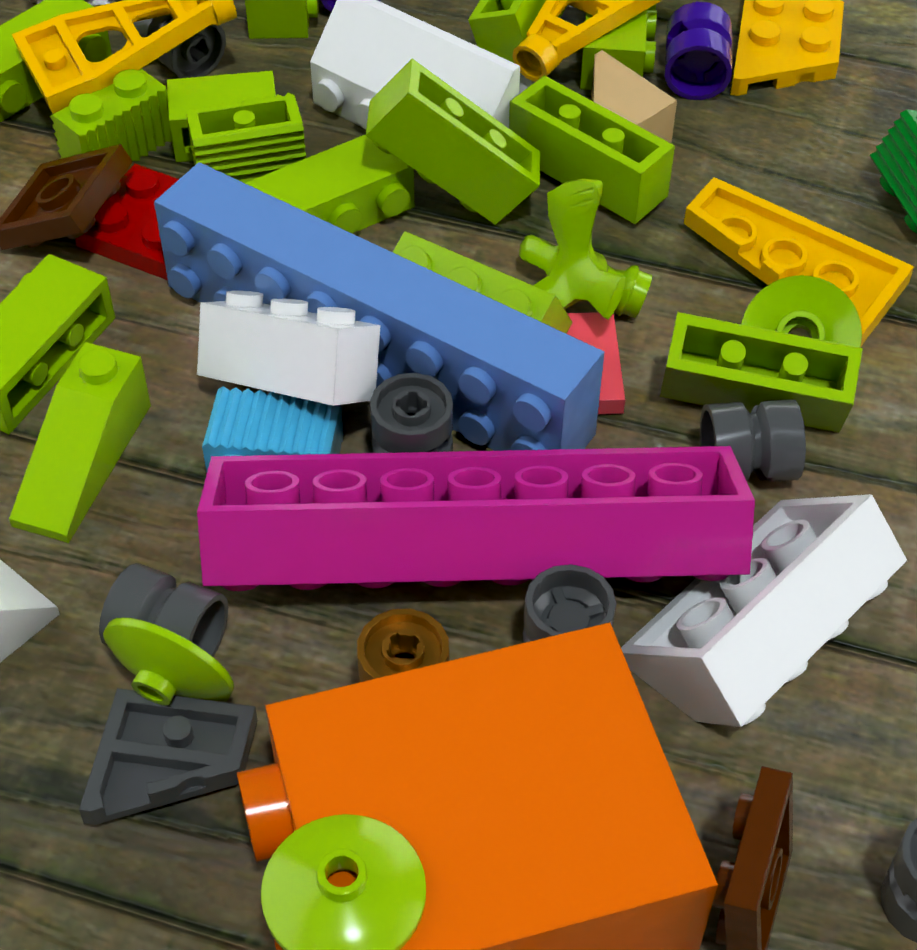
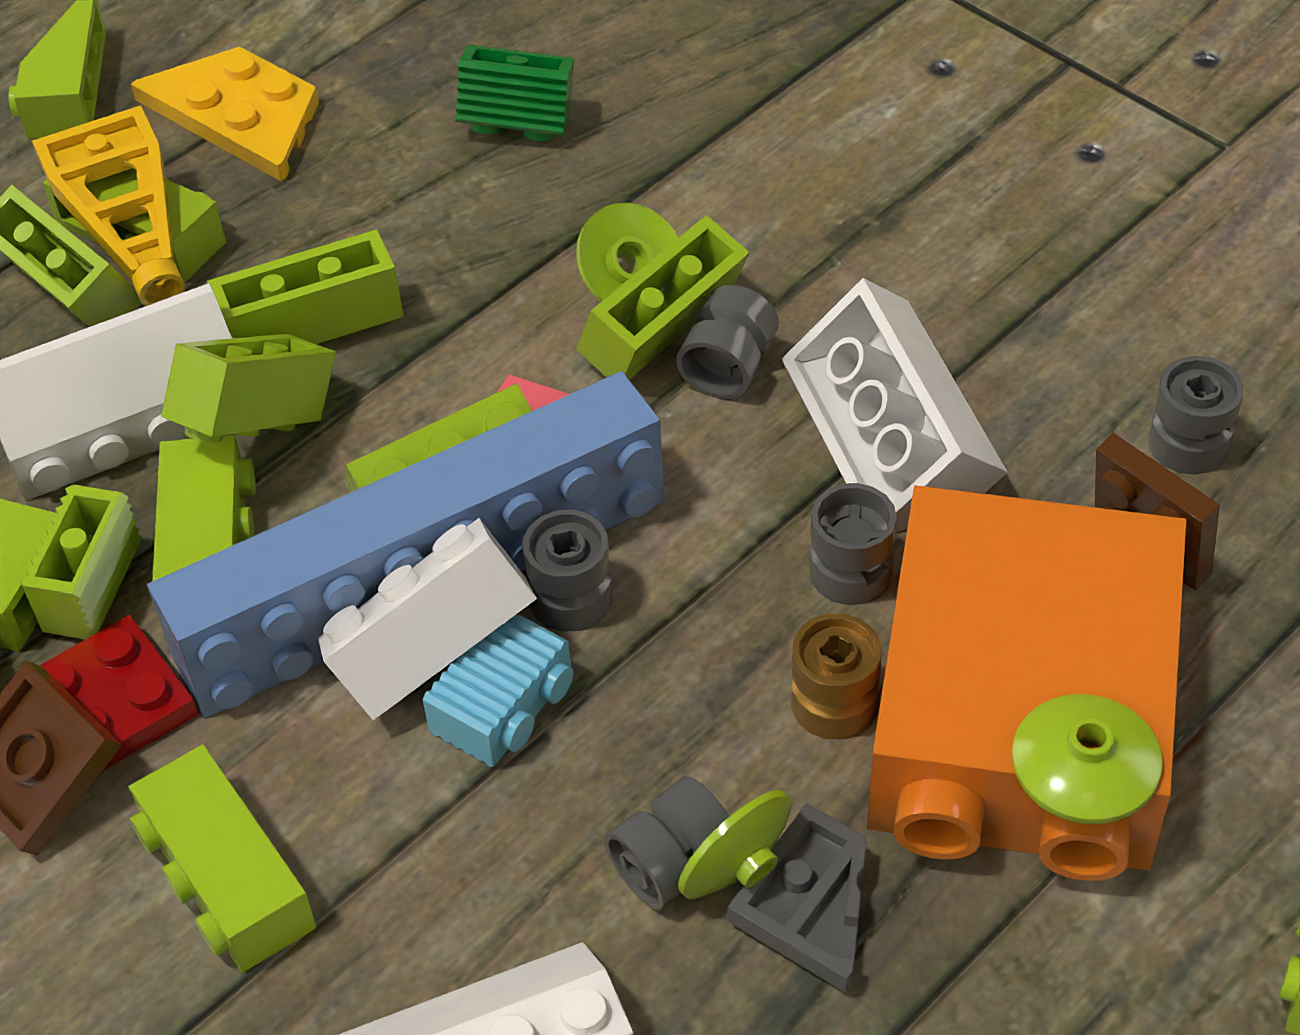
camera: 60 degrees left, 0 degrees up
(81, 440) = (393, 850): lime slope -> none
(473, 516) = (699, 568): dark pink brick -> none
(573, 266) = (450, 369): lime animal -> none
(632, 96) = (247, 243): tan slope -> none
(698, 51) = (230, 169): dark purple wheel -> none
(784, 244) = (520, 224): yellow wing -> none

